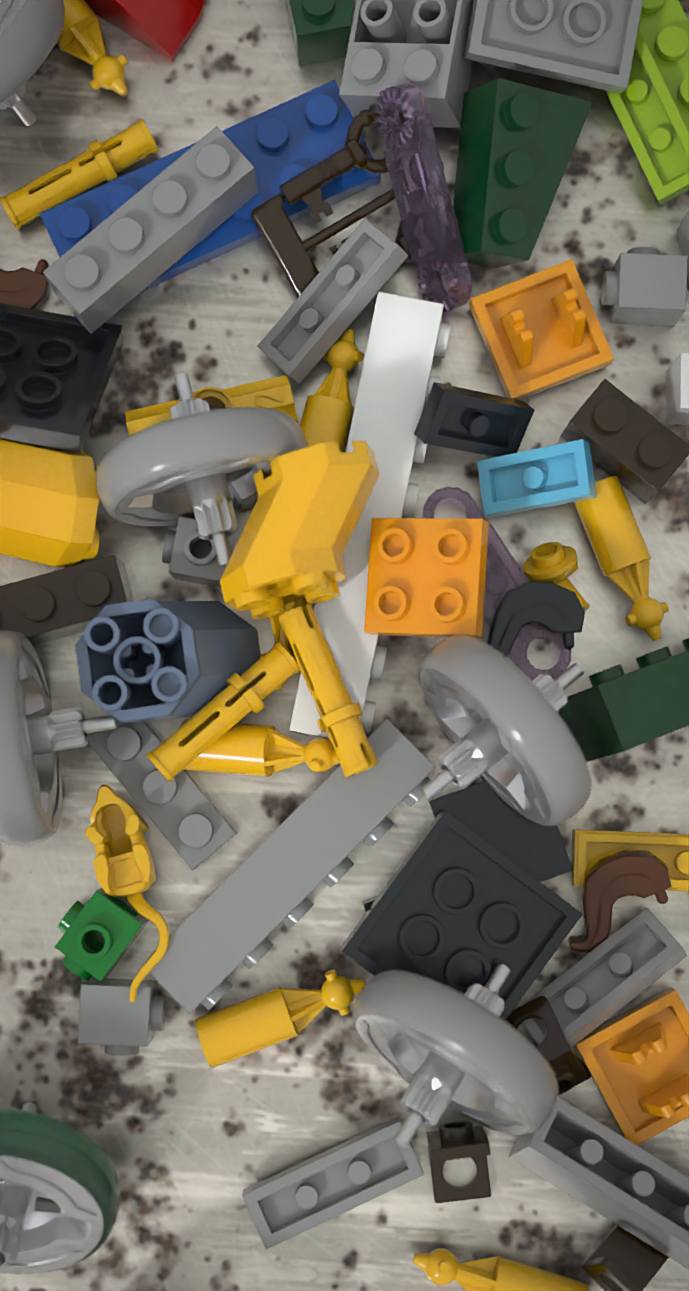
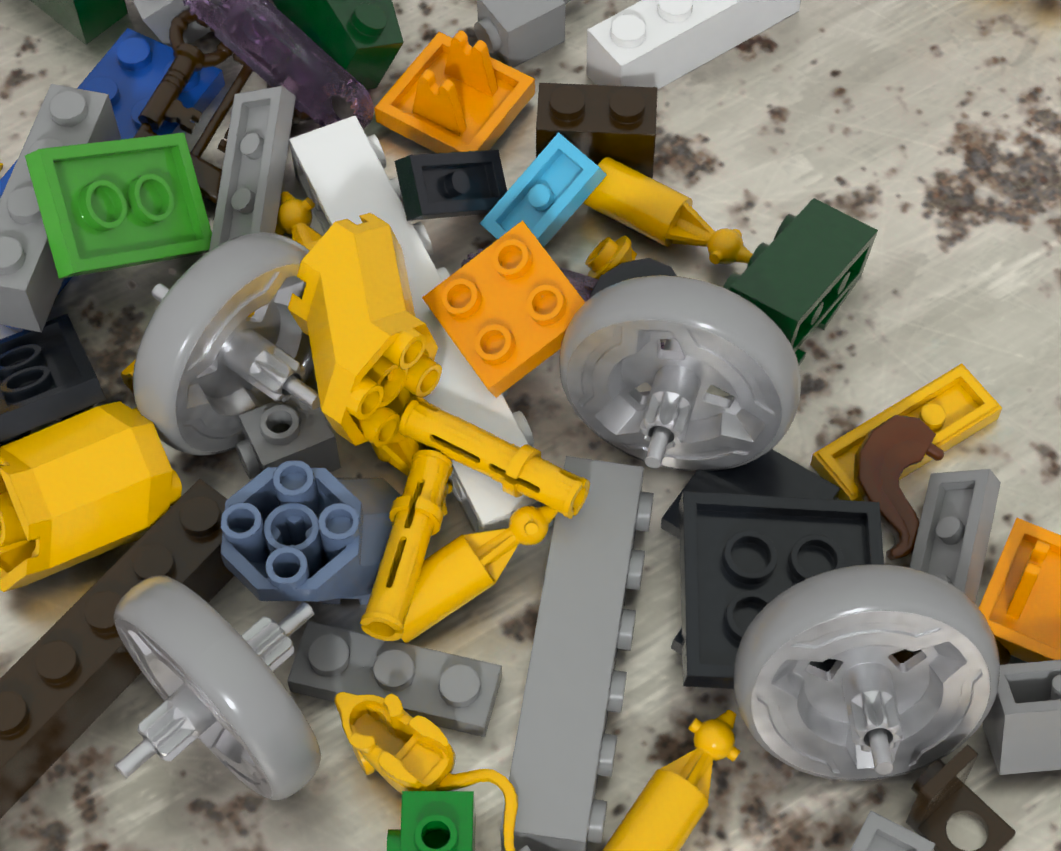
camera: 35 degrees left, 25 degrees down
(203, 274) = (119, 203): none -> bright green plate

